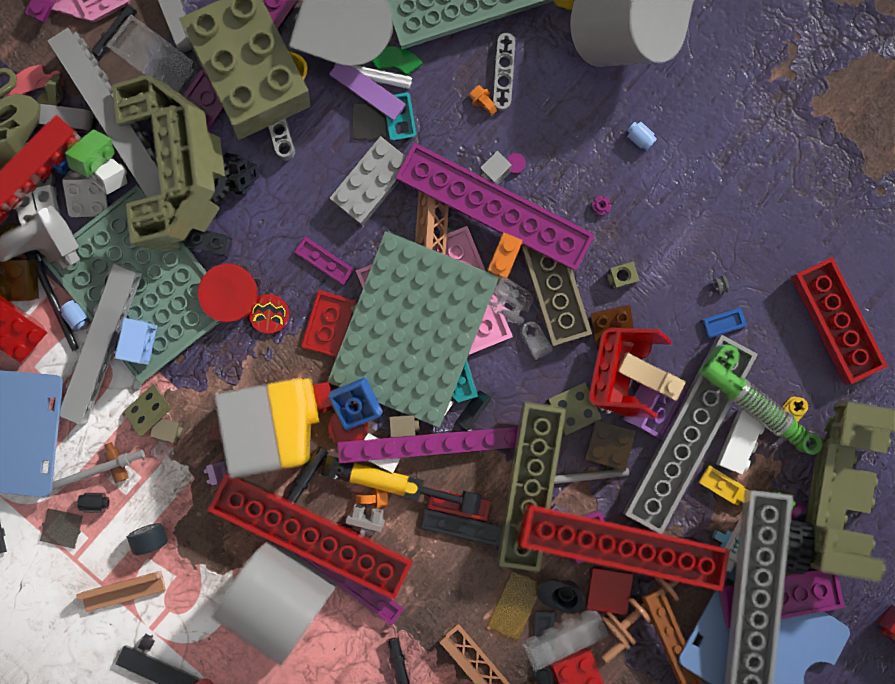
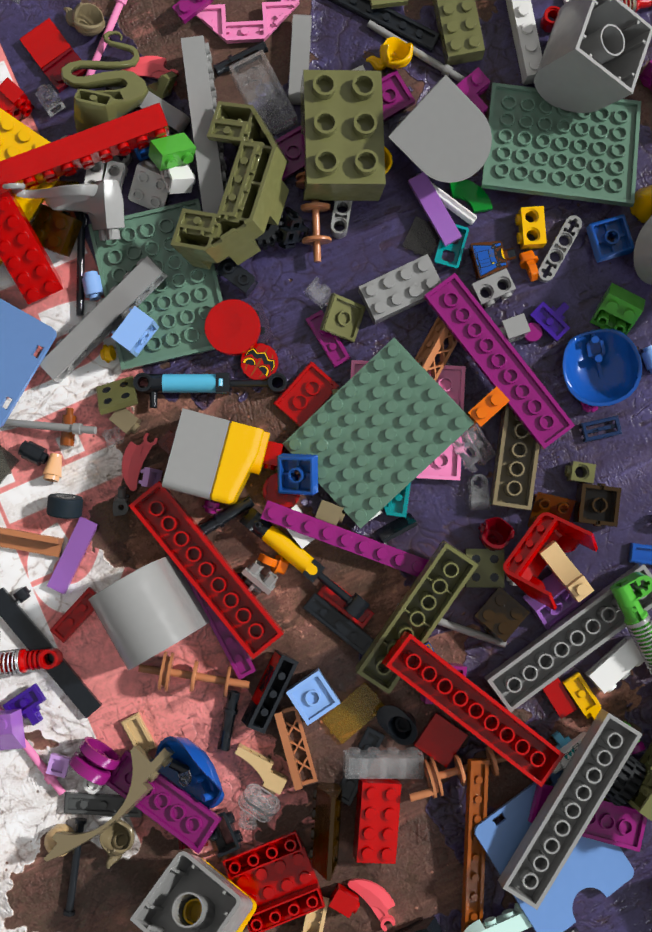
camera: 20 degrees right, 0 degrees up
(119, 509) = (53, 468): none -> light nougat cone
(120, 373) = (108, 353): none -> yellow plate
(177, 582) = (72, 555): none -> medium lavender tile
(193, 464) = (134, 459): none -> coral piece
(197, 507) = (121, 499): none -> dark grey piece
(206, 640) = (74, 616): none -> red tile
(220, 361) = (200, 383): none -> piece
(253, 142) = (314, 208): none -> nougat piece
(288, 473) = (211, 506): none -> magenta plate
(295, 221) = (318, 293): none -> clear brick
(319, 650) = (166, 671): none -> nougat piece
(328, 234) = (342, 317): none -> olive tile
(425, 622) = (269, 691): none -> black brick
(442, 112) = (489, 258): none -> torso
(454, 137) = (490, 285): none -> light grey brick
(469, 608) = (313, 696): none -> light blue container
(472, 62) = (535, 228): none -> yellow brick
(527, 143) = (551, 319): none -> dark purple hinge
(547, 27) = (614, 228): none -> blue brick
(569, 371) = (495, 533): none -> dark red cap
(587, 105) = (618, 309): none -> bright green slope
(595, 166) = (601, 367): none -> blue piece
(609, 235) = (585, 432): none -> dark blue tile
(652, 299) = (597, 505): none -> dark brown brick
(702, 498) = (559, 698): none -> red tile

